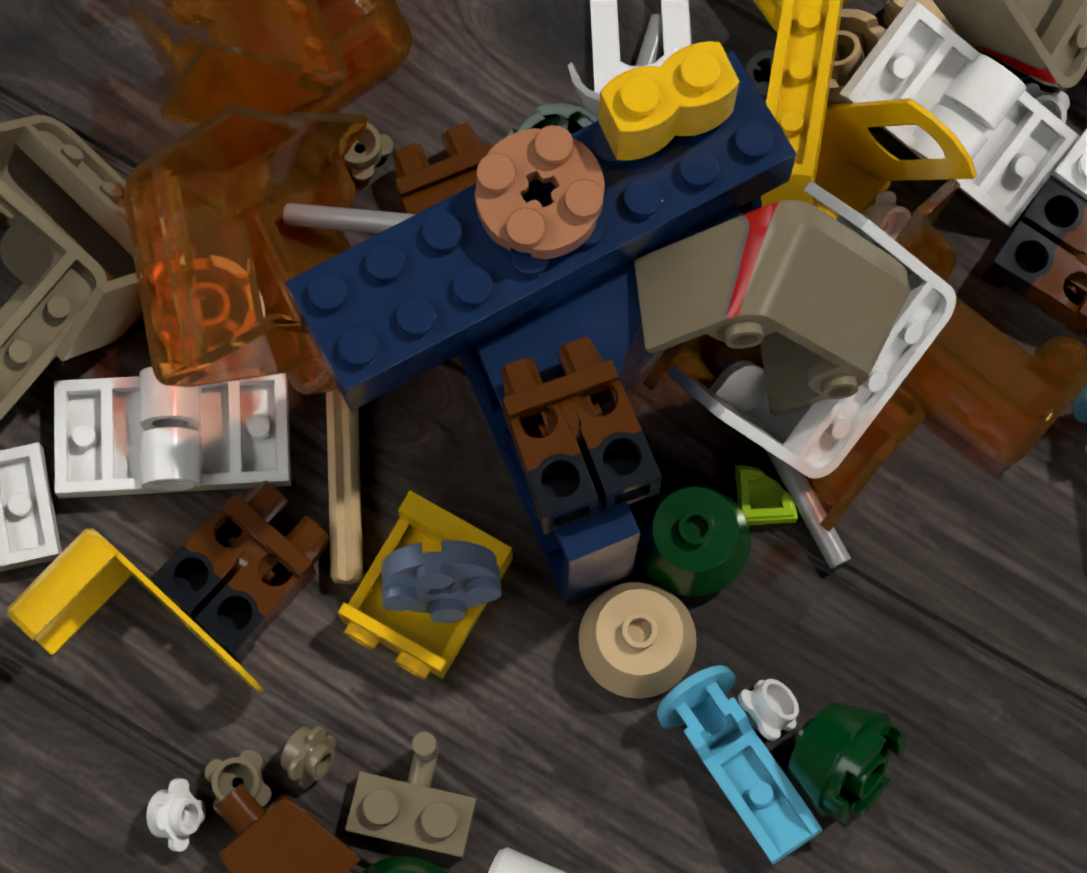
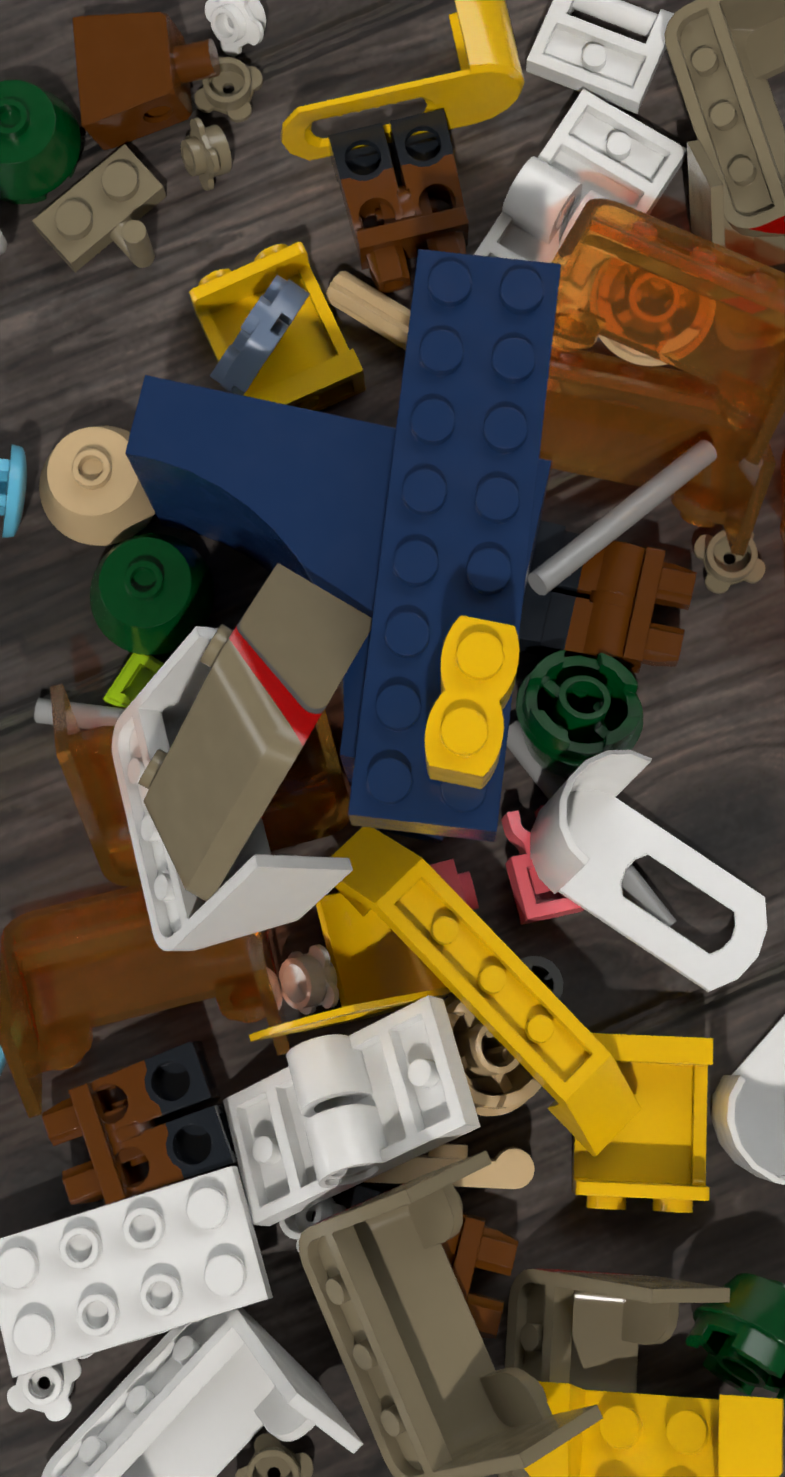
camera: 135 degrees right, 5 degrees up
(526, 226) = (448, 497): nougat plate -> none
(570, 414) = (240, 440): hips -> none

